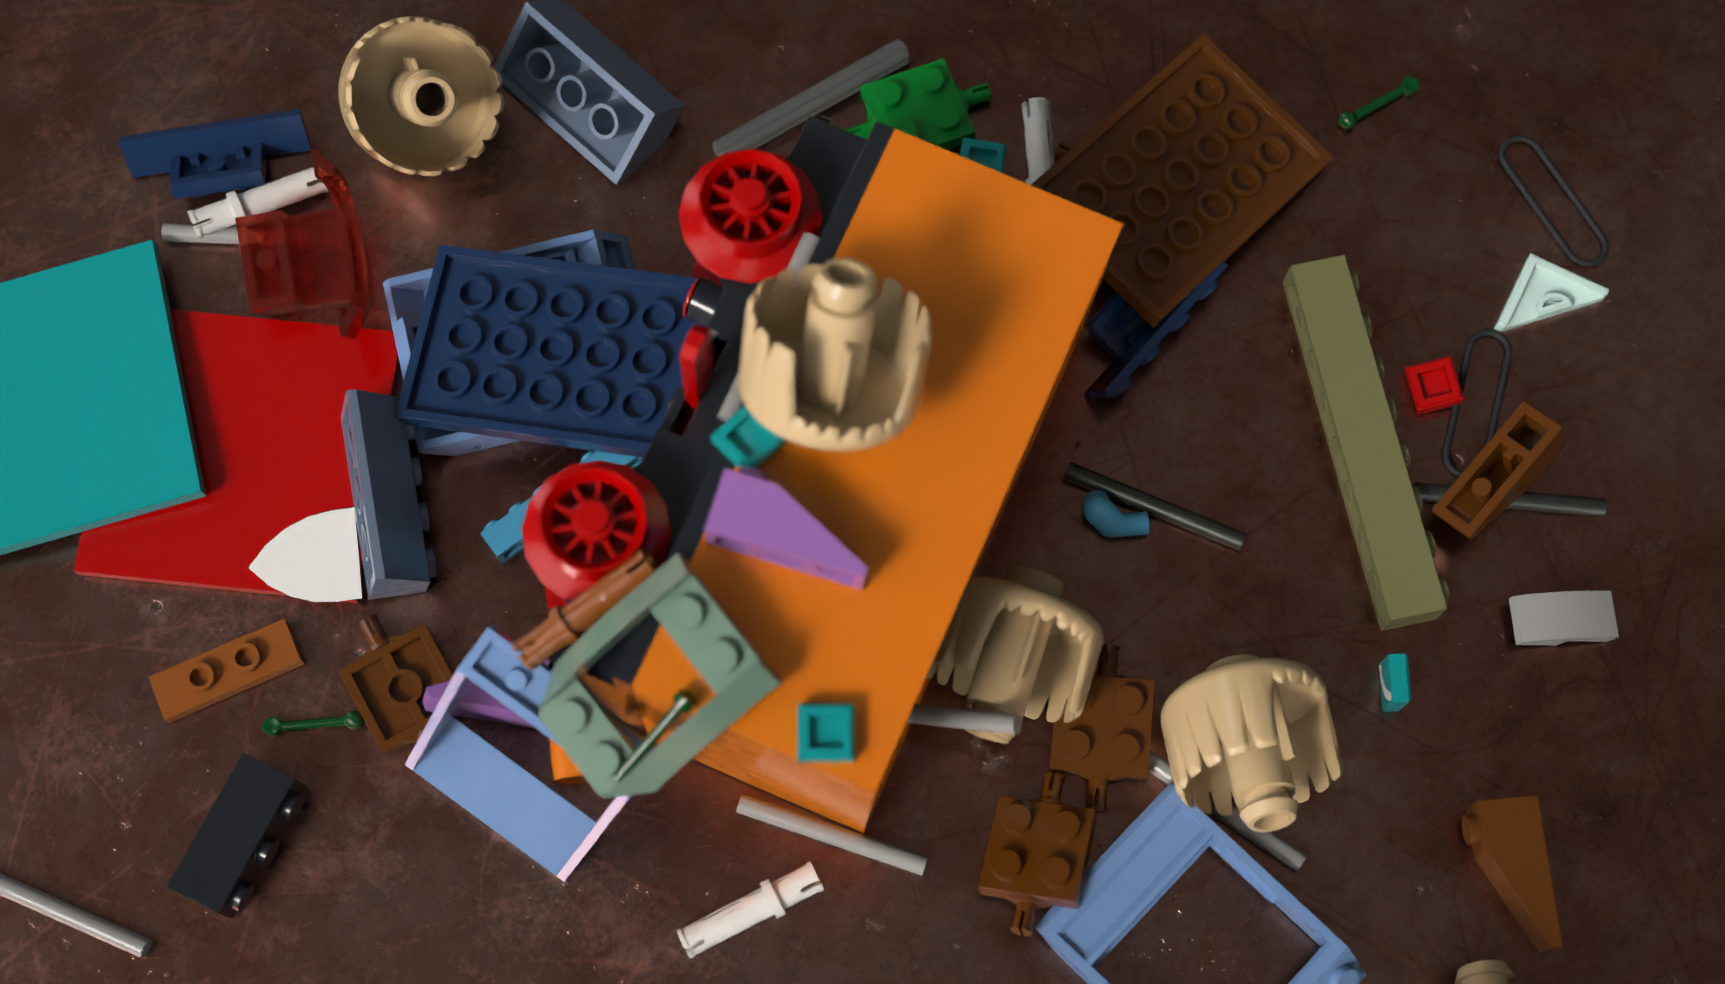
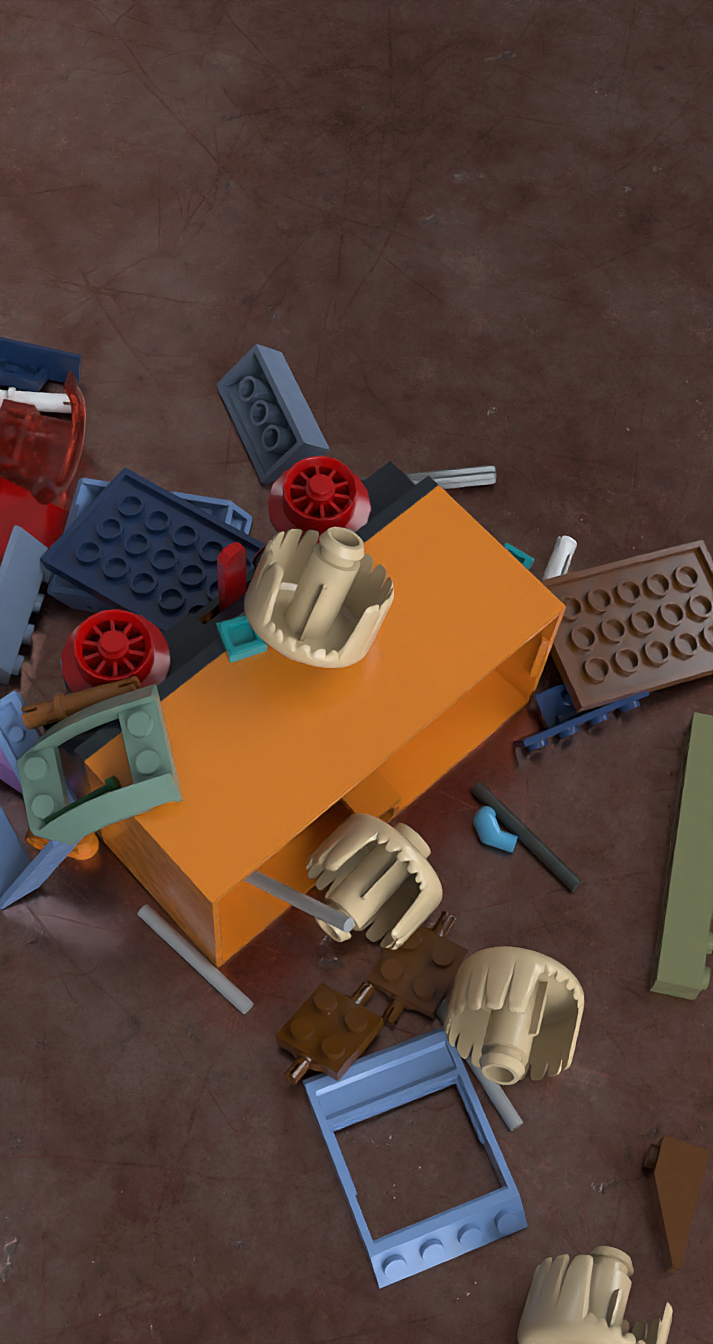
camera: 20 degrees right, 10 degrees down
(420, 95) = (159, 373): tan piece -> none
(750, 909) = (113, 983): white pin -> none
(771, 526) = (223, 692): medium lavender slope -> none
(825, 733) = (196, 847): teal tile -> none
(923, 105) = (494, 510): green plate -> none
(1394, 682) = (642, 1027): teal tile -> none

